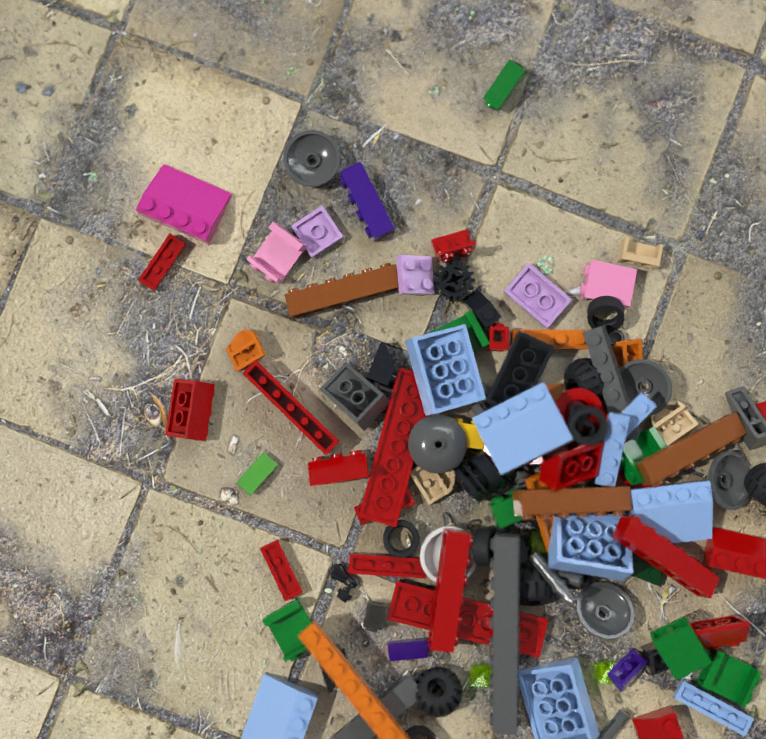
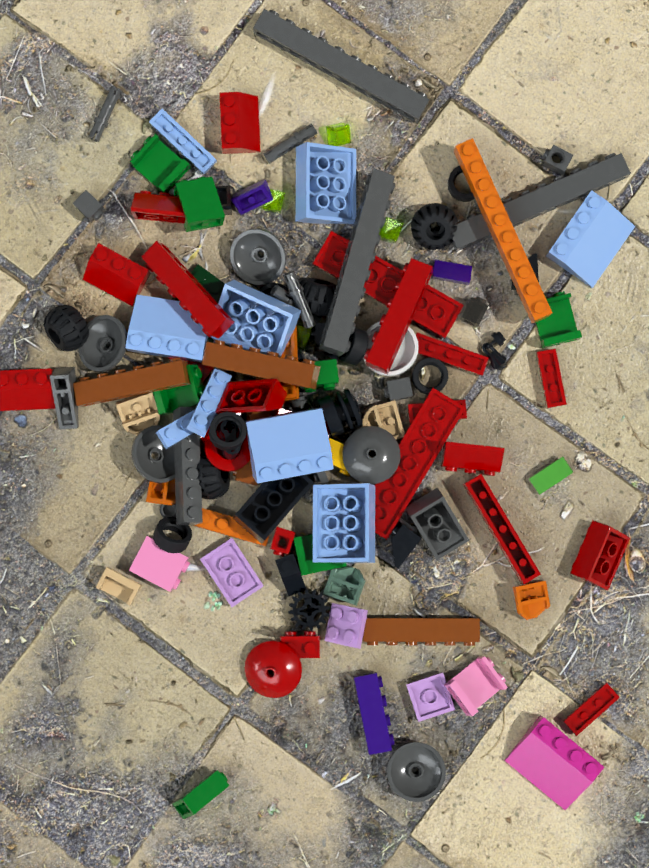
camera: 170 degrees left, 0 degrees up
(426, 313) = (345, 585): none -> sand green slope
(428, 516) = (398, 389): none -> dark grey brick
(469, 225) = (277, 657): none -> red dish

